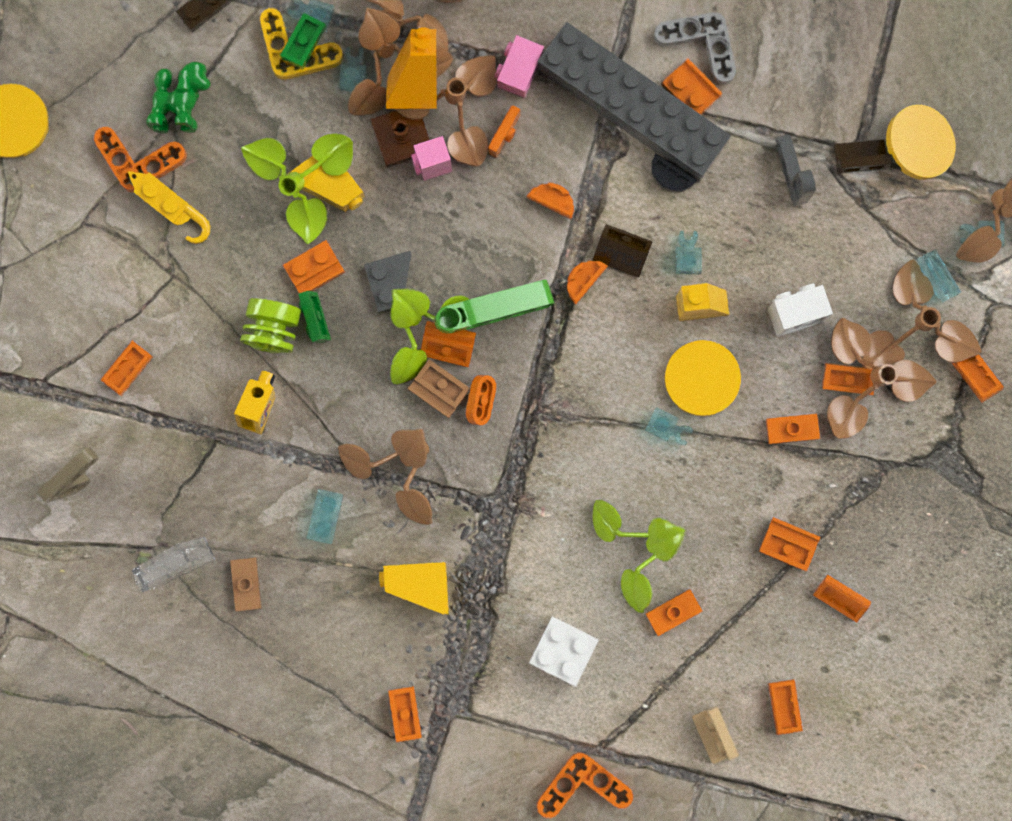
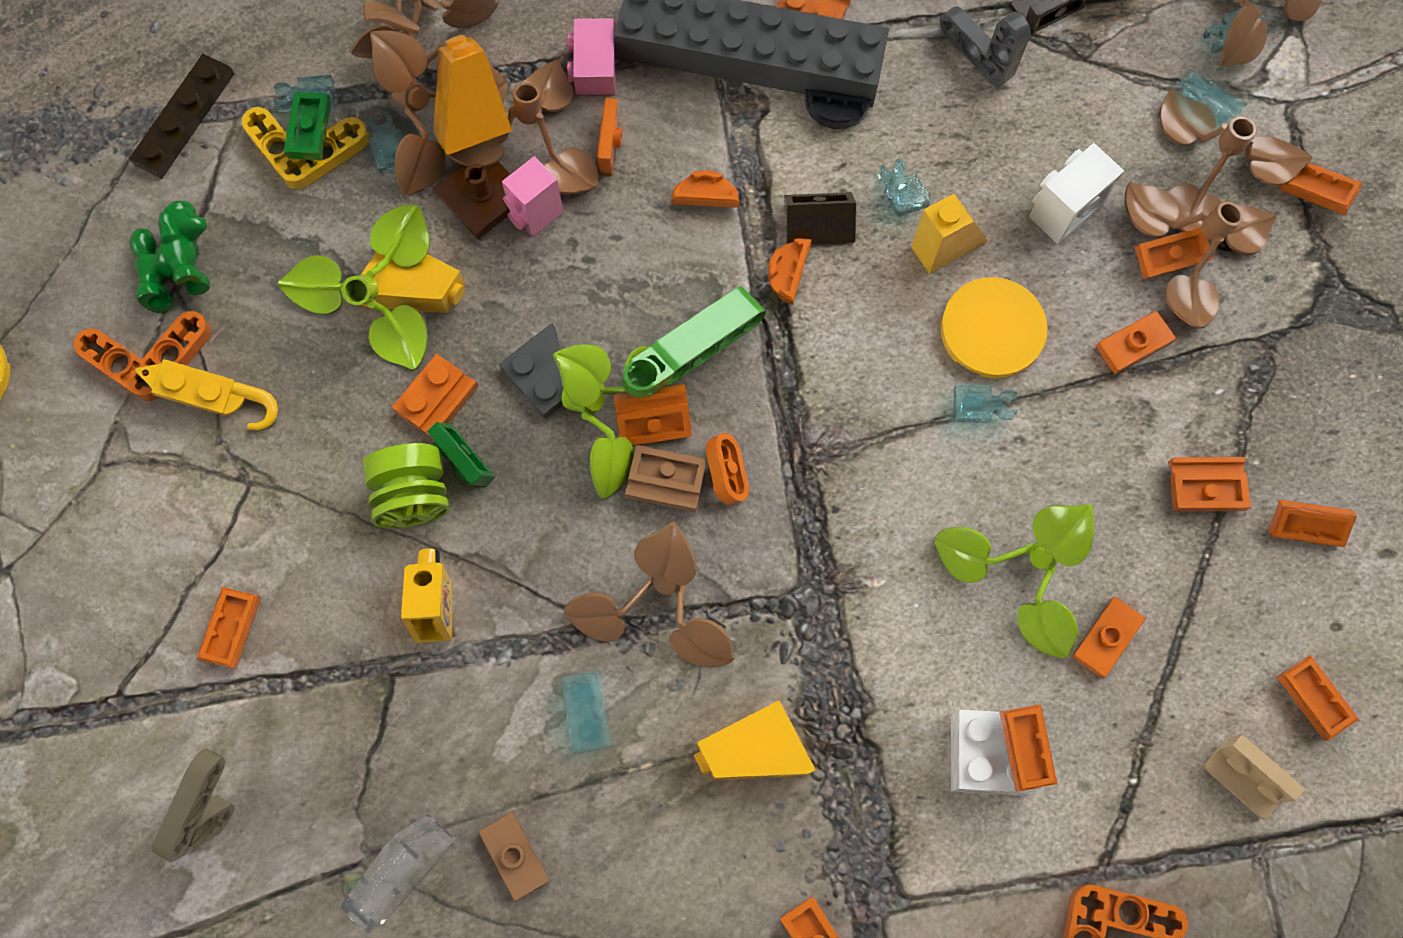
camera: 25 degrees left, 10 degrees down
(580, 657) = (1028, 747): none -> orange plate

